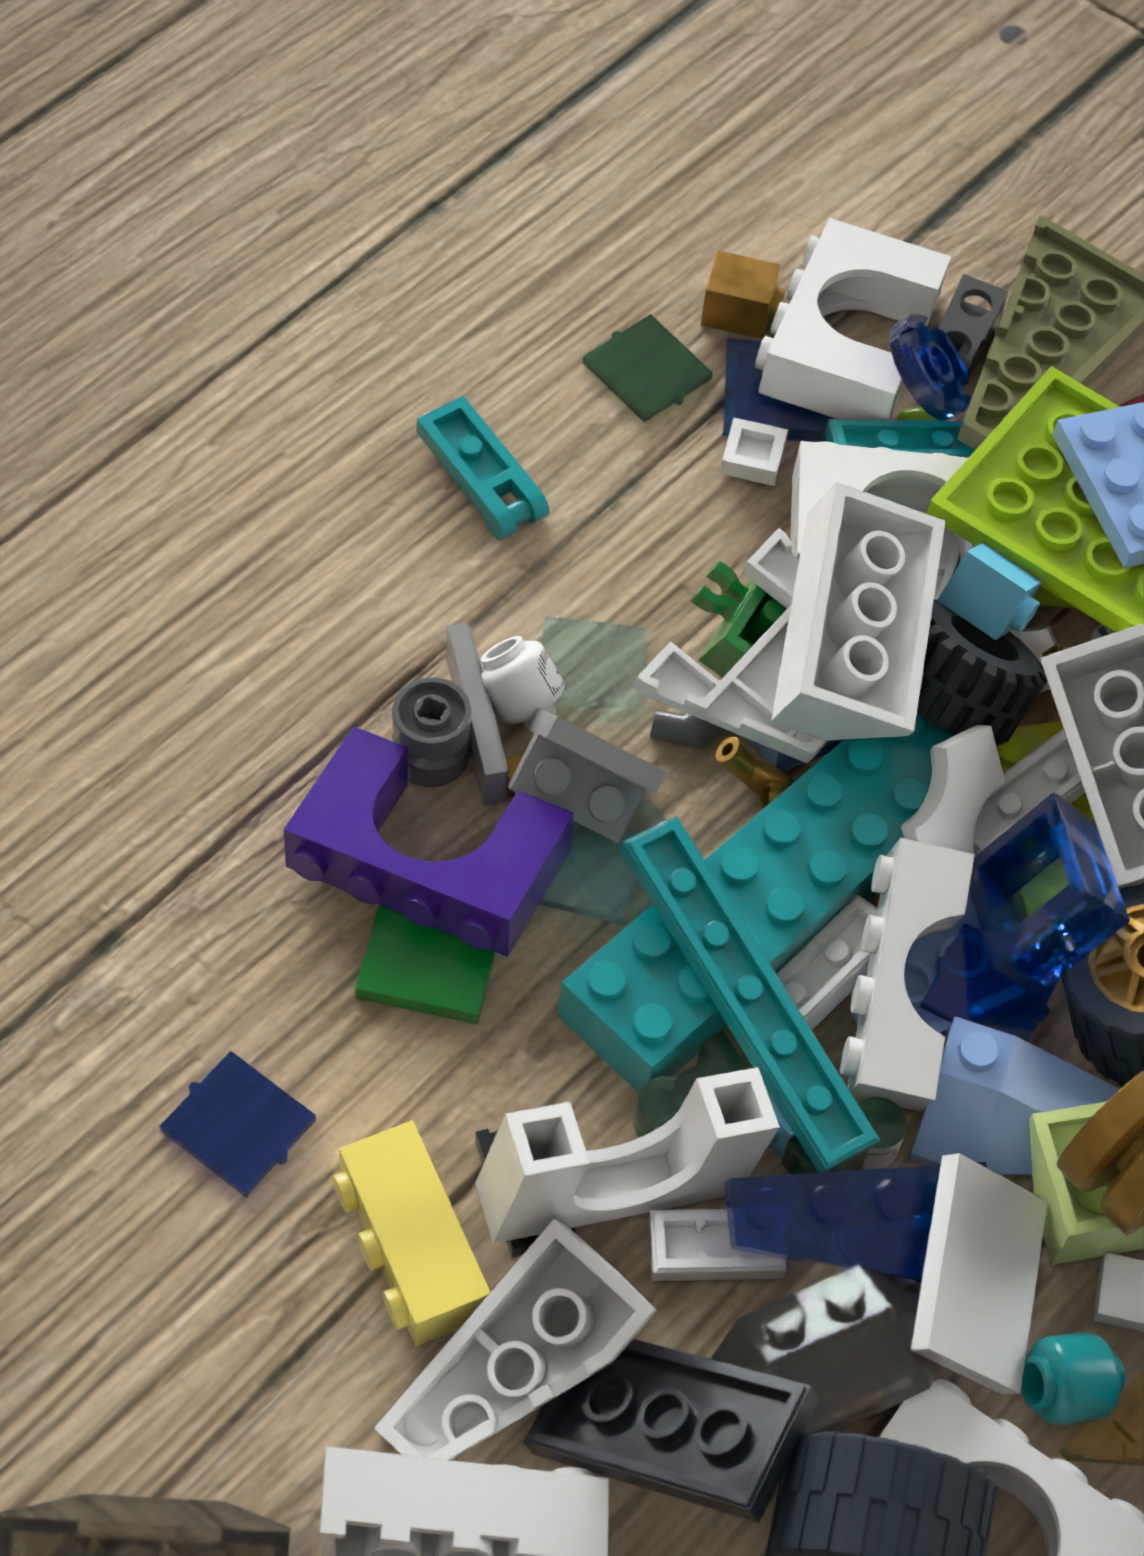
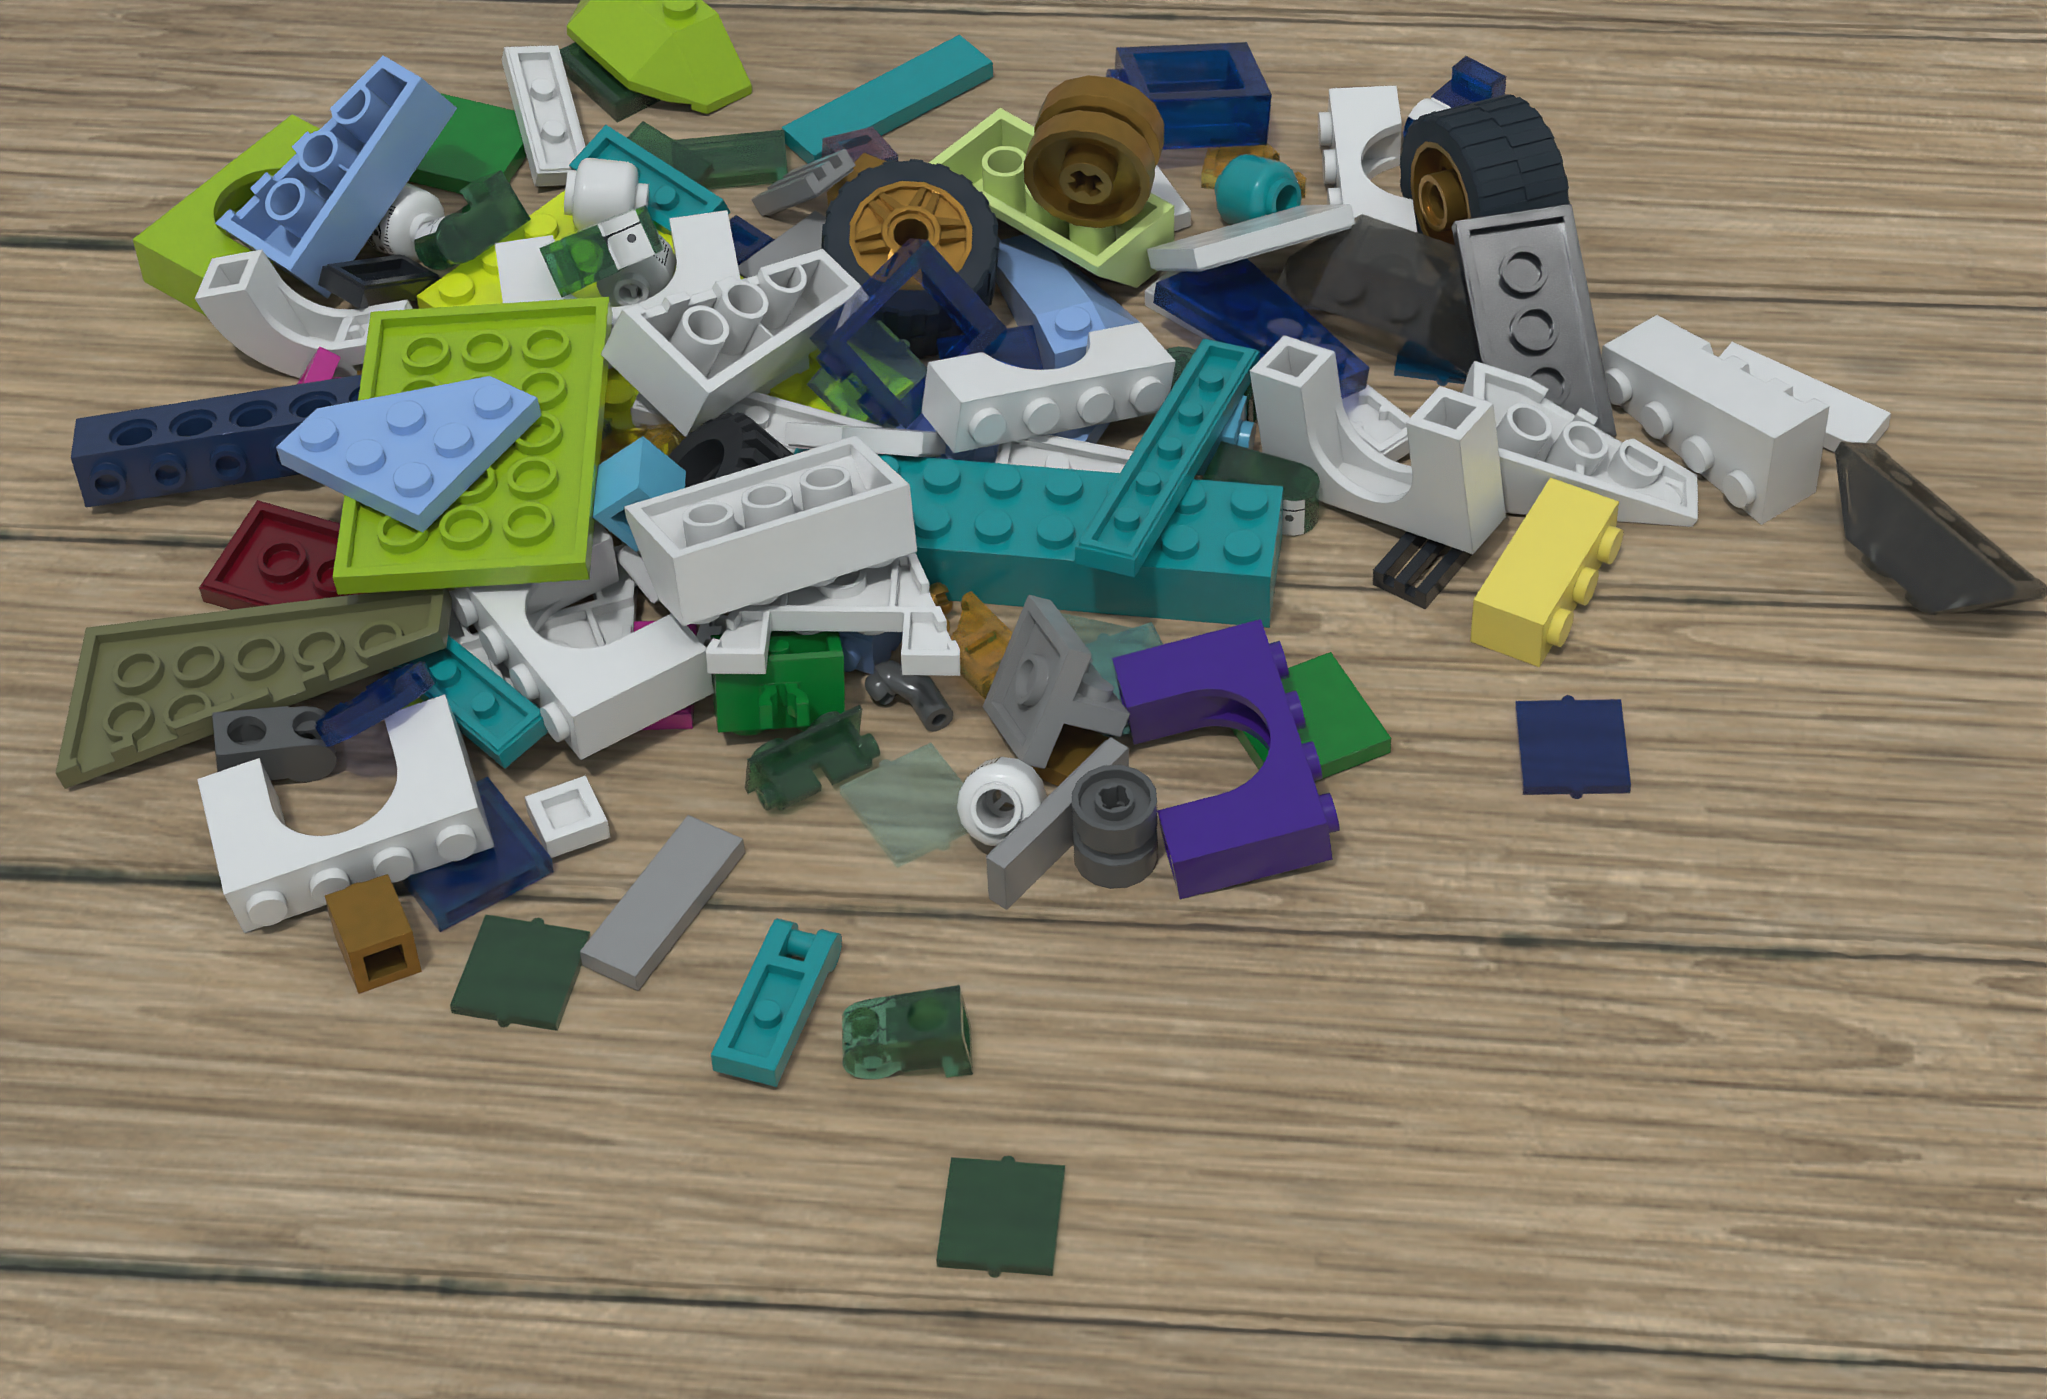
camera: 120 degrees left, 10 degrees down
(200, 485) = (1001, 1216): none -> clear green piece
(374, 511) = (908, 1034): none -> clear green leg
(633, 467) = (662, 902): none -> light grey tile
(671, 592) = (784, 769): none -> clear green hinge
(698, 799) = (981, 643): none -> clear yellow tile

